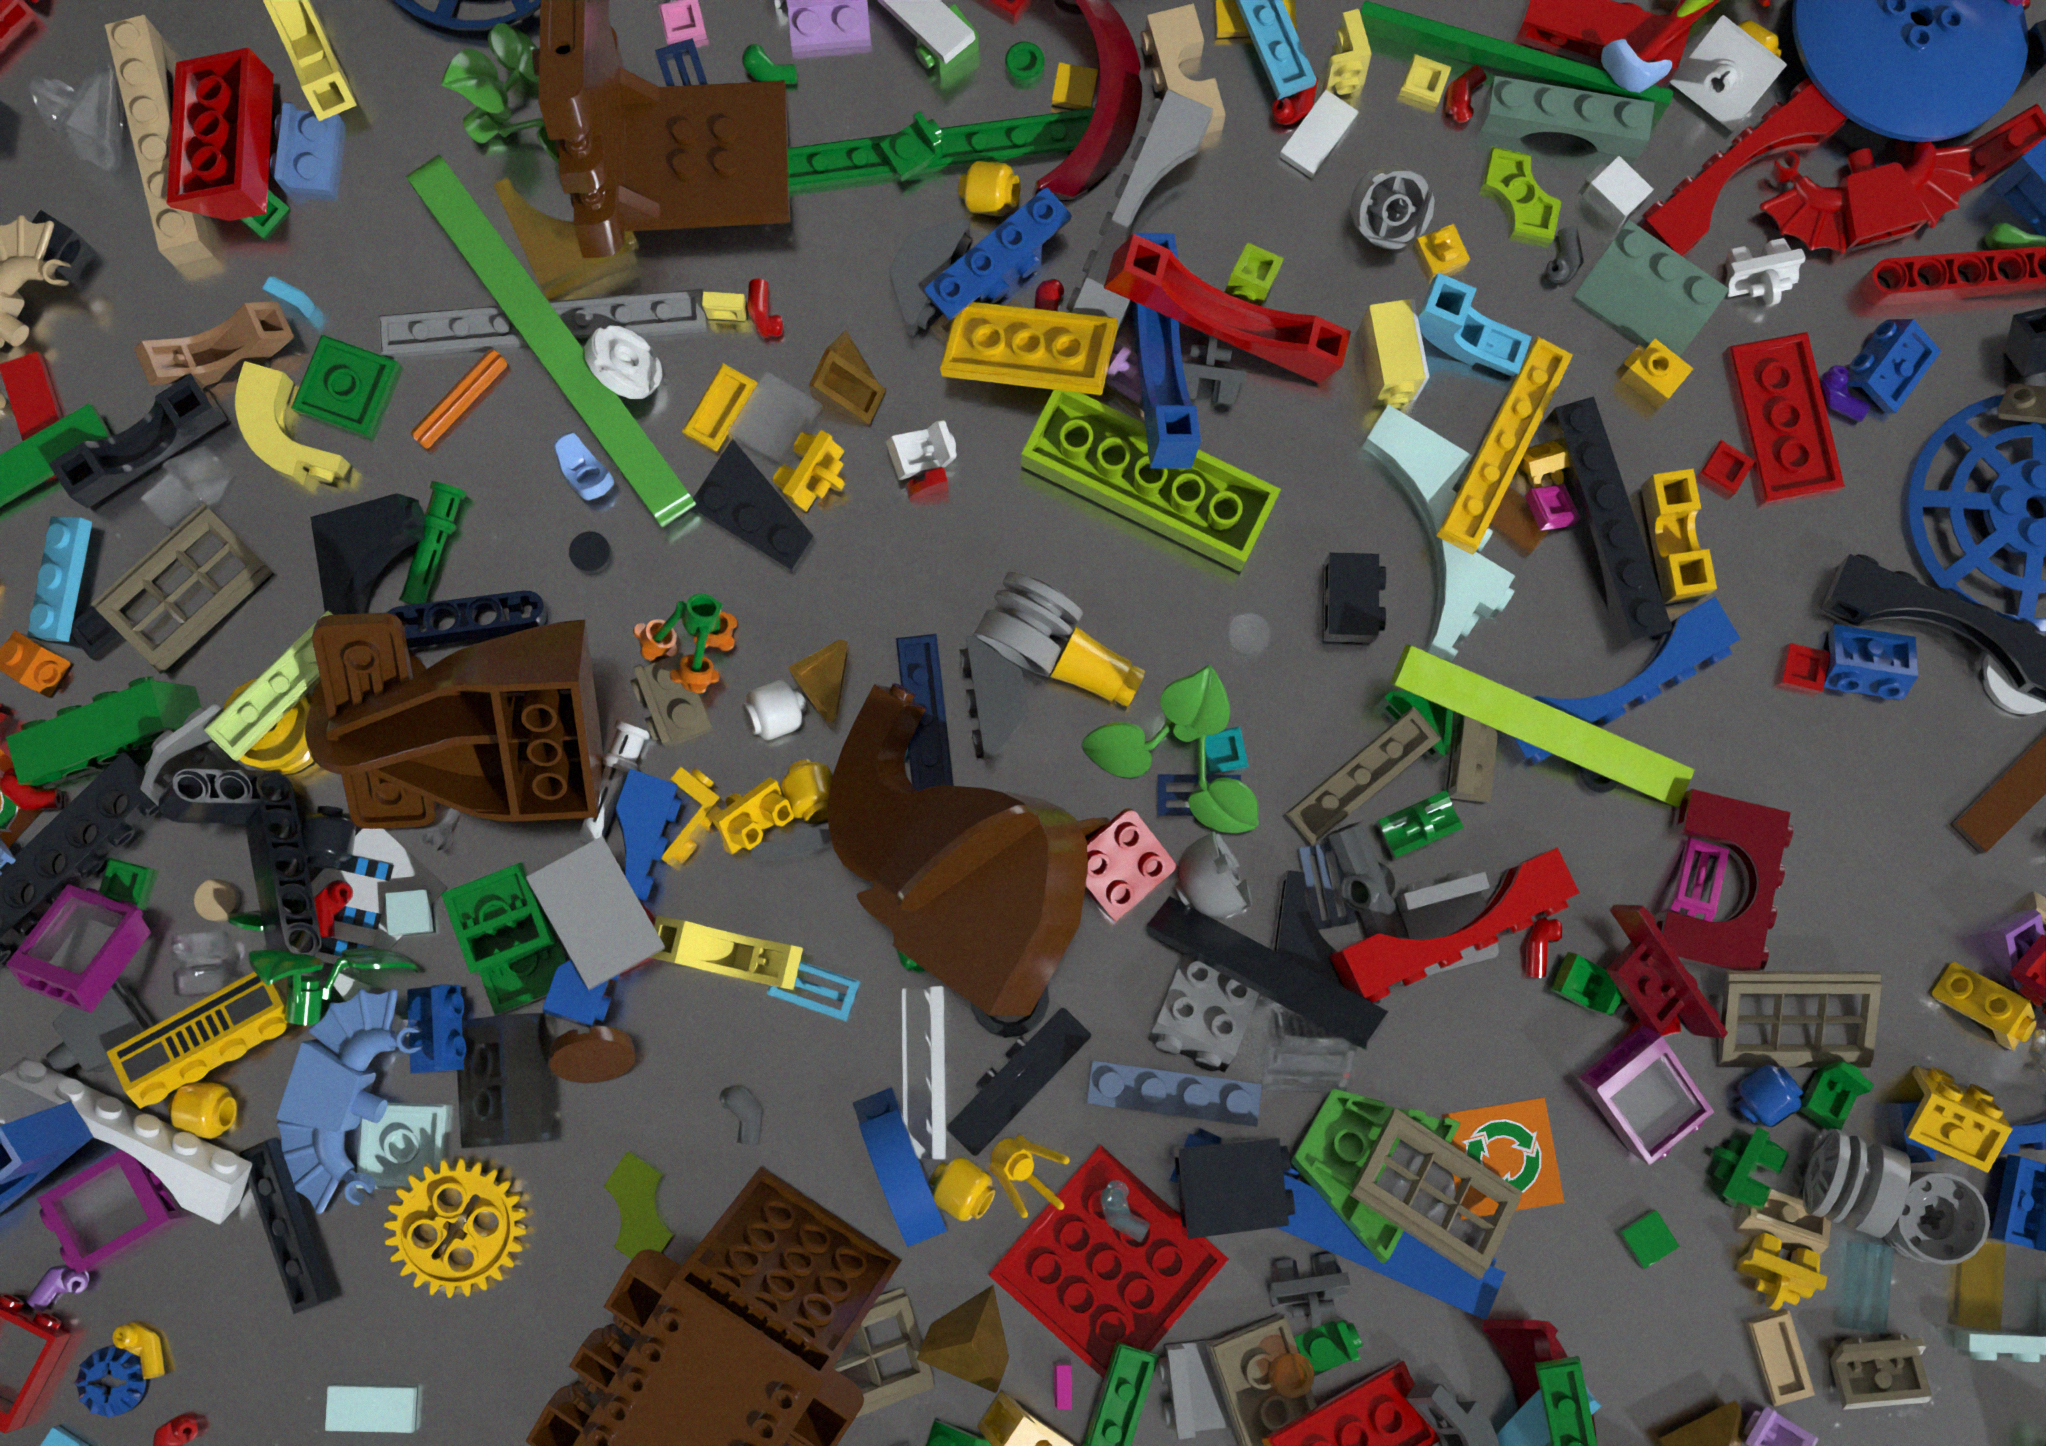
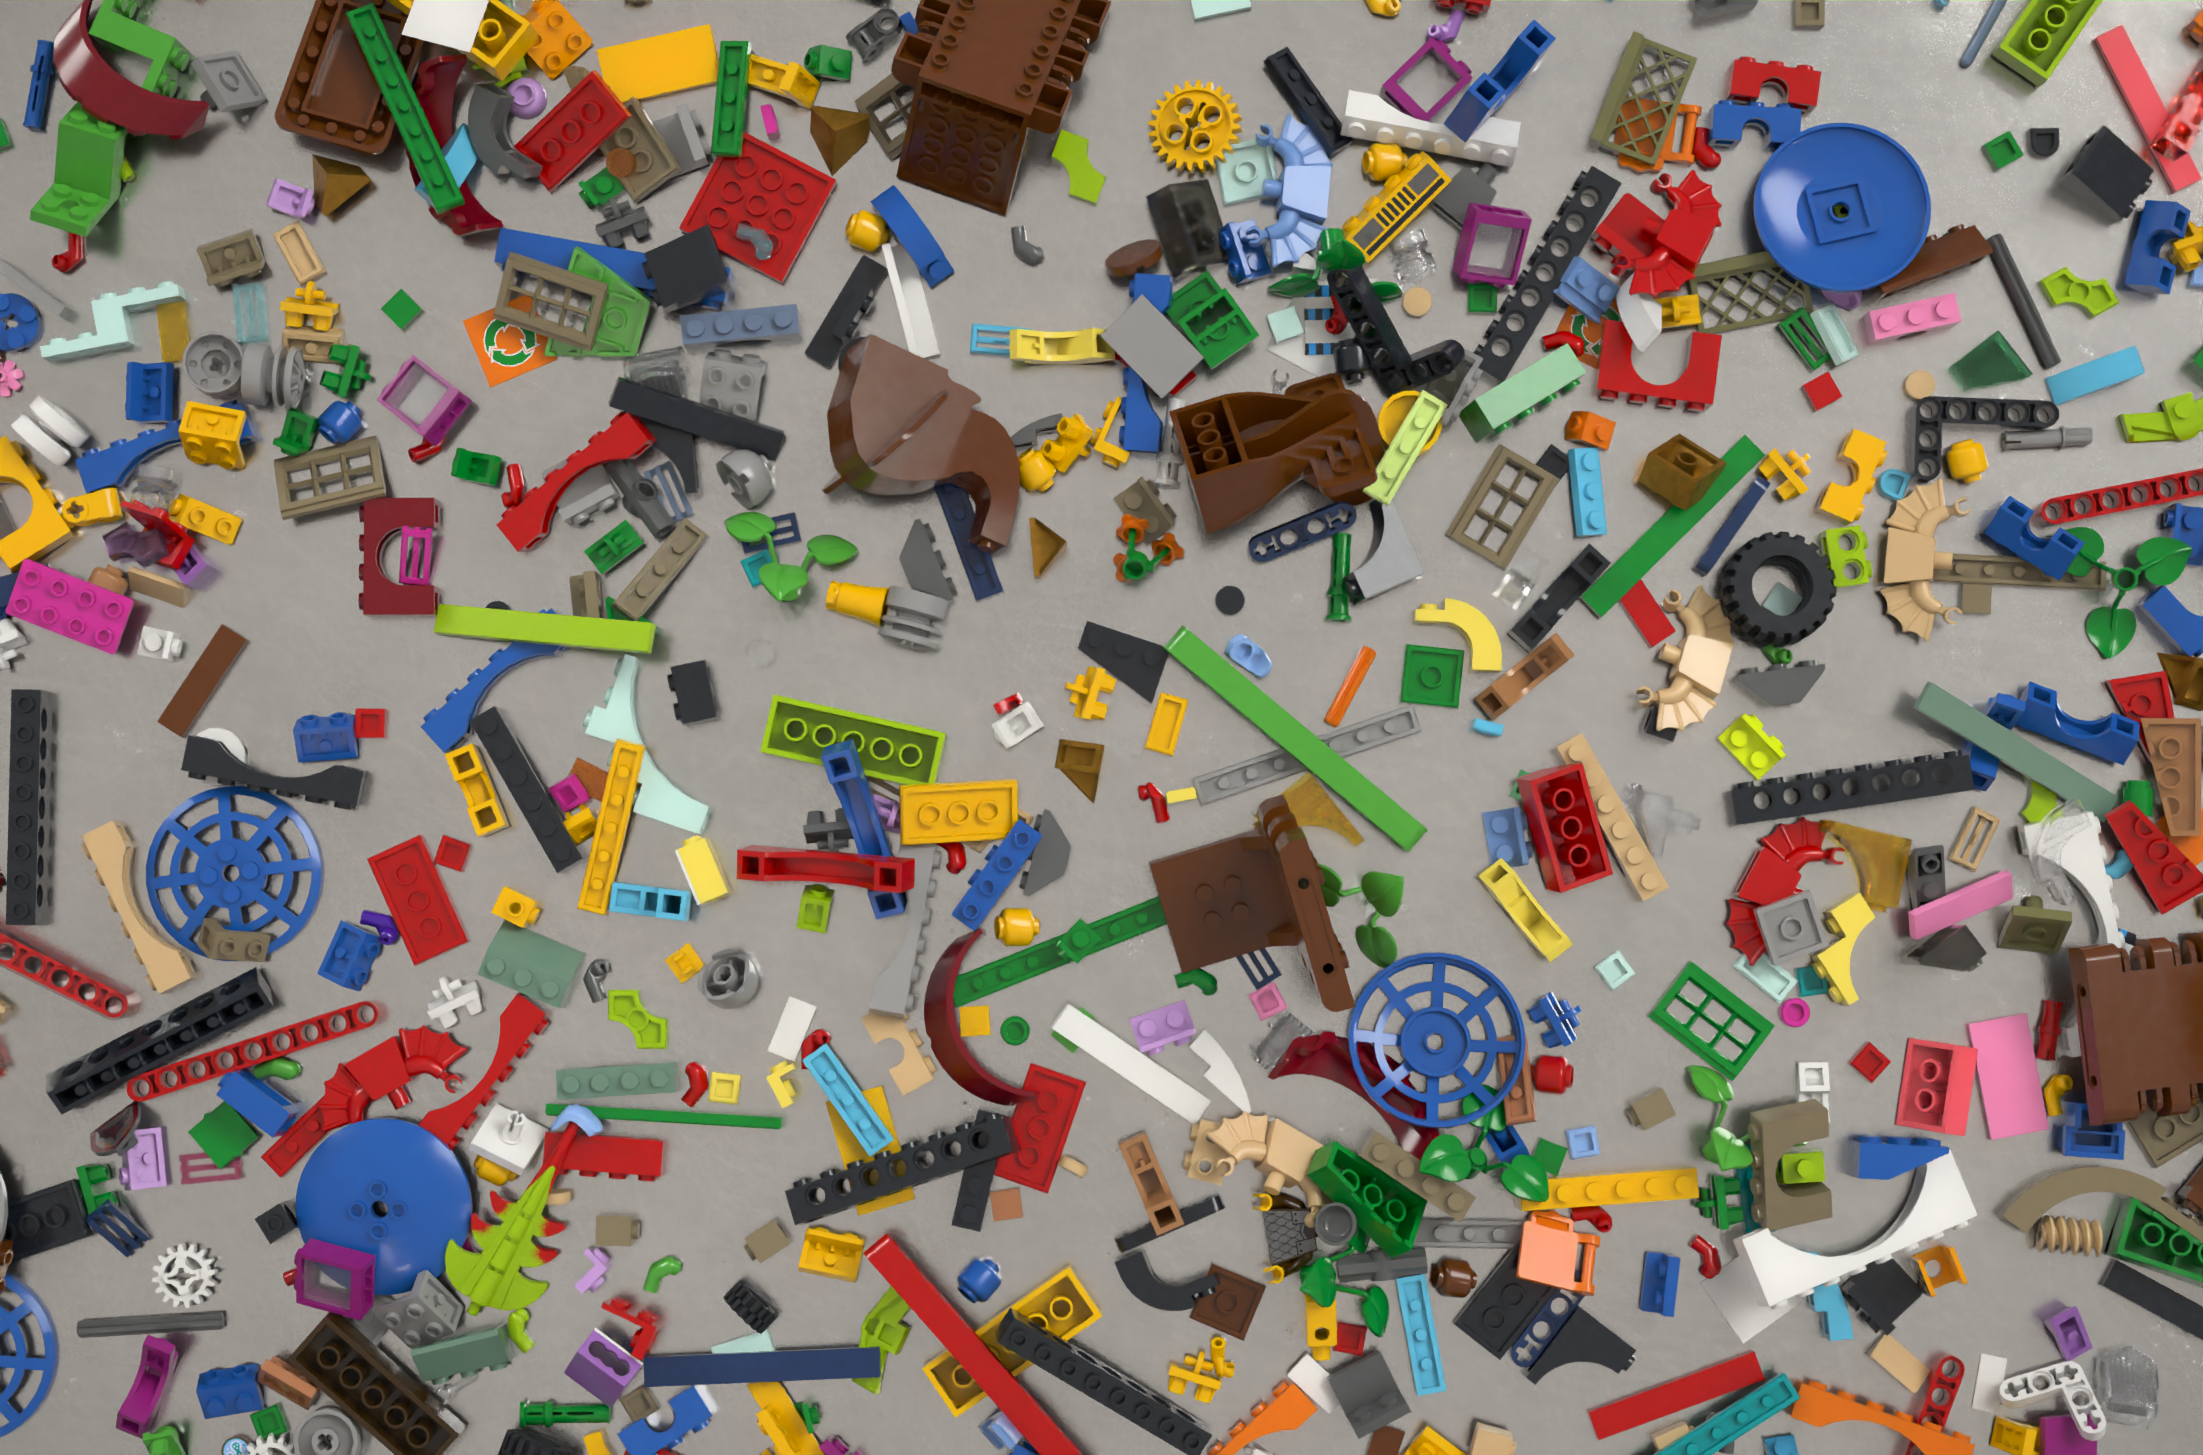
camera: 170 degrees right, 5 degrees up
(623, 362) = (1239, 735): white tile -> none
(773, 710) = (1073, 519): white head -> none
(1013, 1161) = (836, 257): yellow plant -> none
(1125, 864) = (807, 467): bracket -> none
(1616, 191) = (570, 1034): white brick -> none
(1655, 978) = (434, 476): dark red bracket -> none

